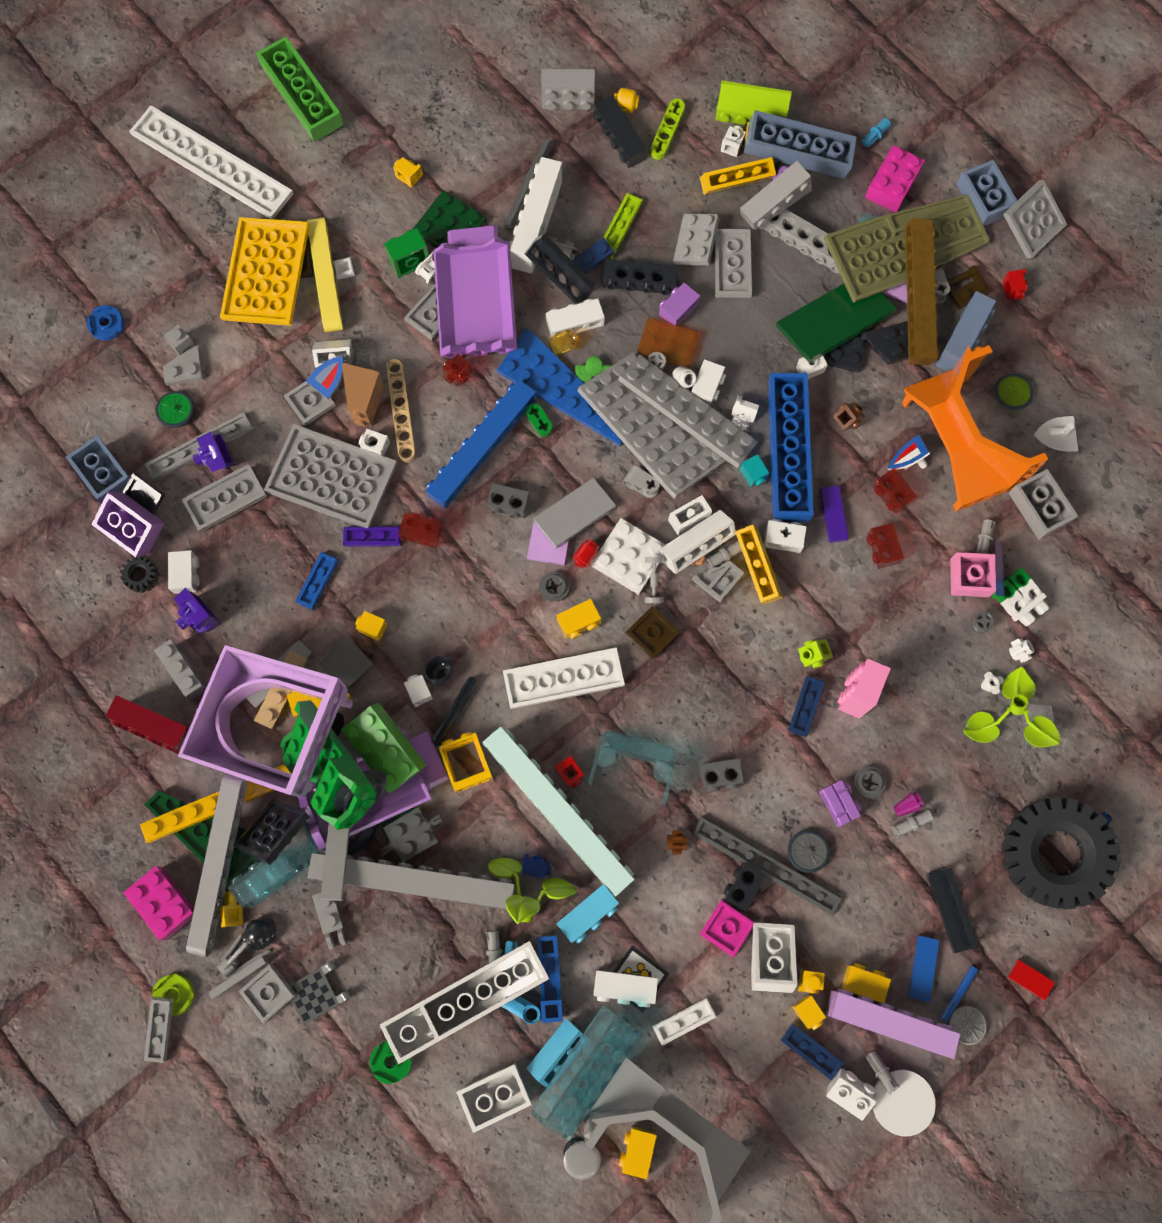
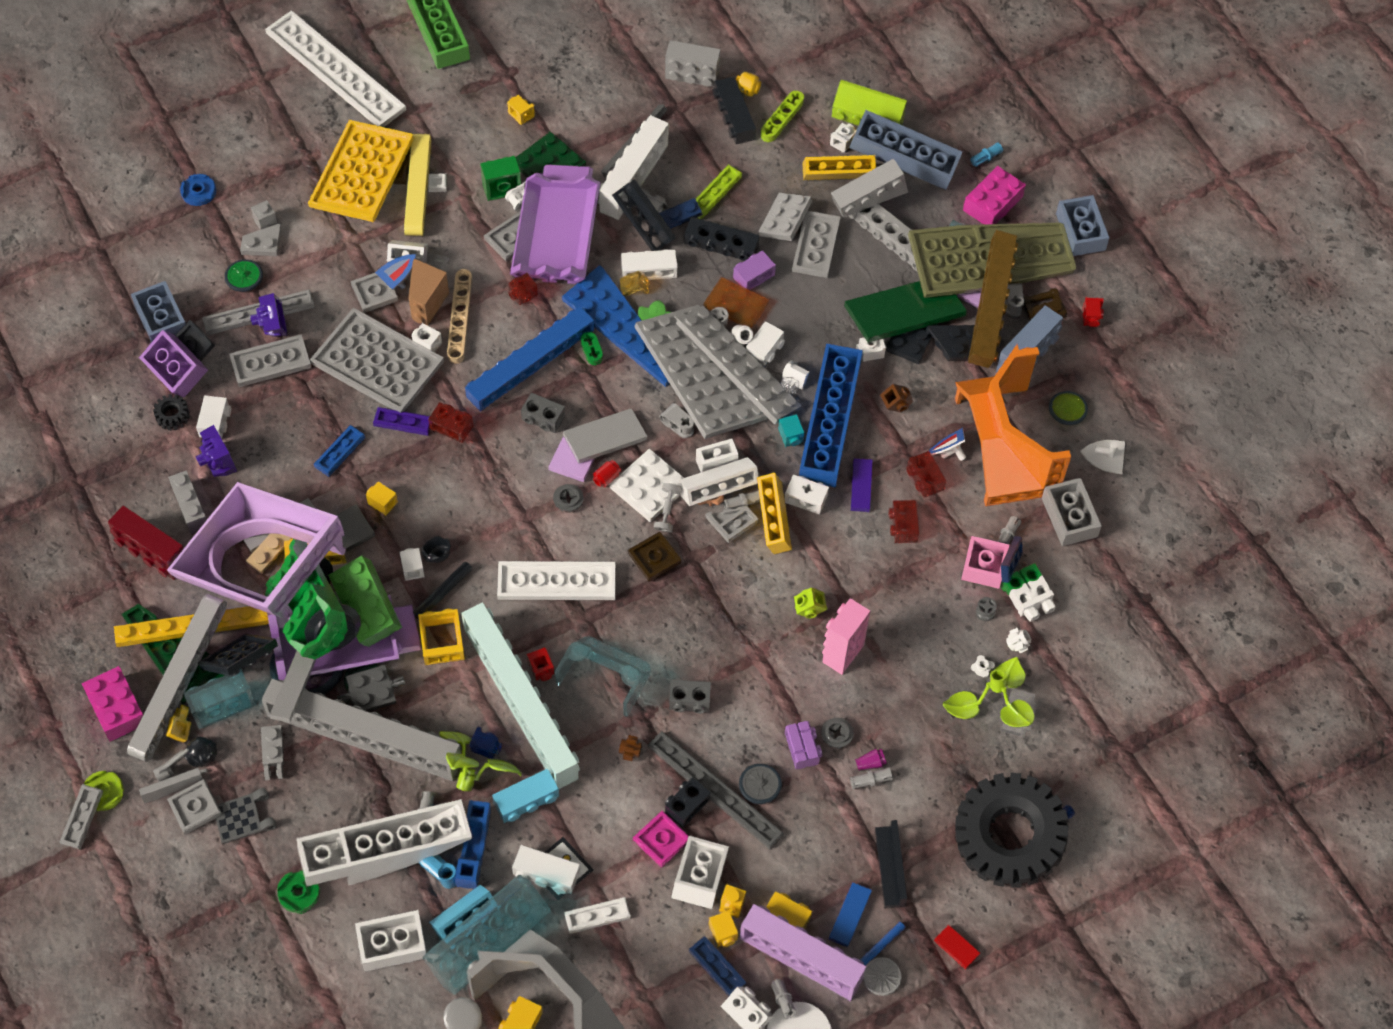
camera: 10 degrees right, 15 degrees down
(578, 619) = (584, 530): yellow brick -> none
(806, 706) = (790, 651): dark blue plate -> none
(1035, 219) = (1123, 255): light grey plate -> none

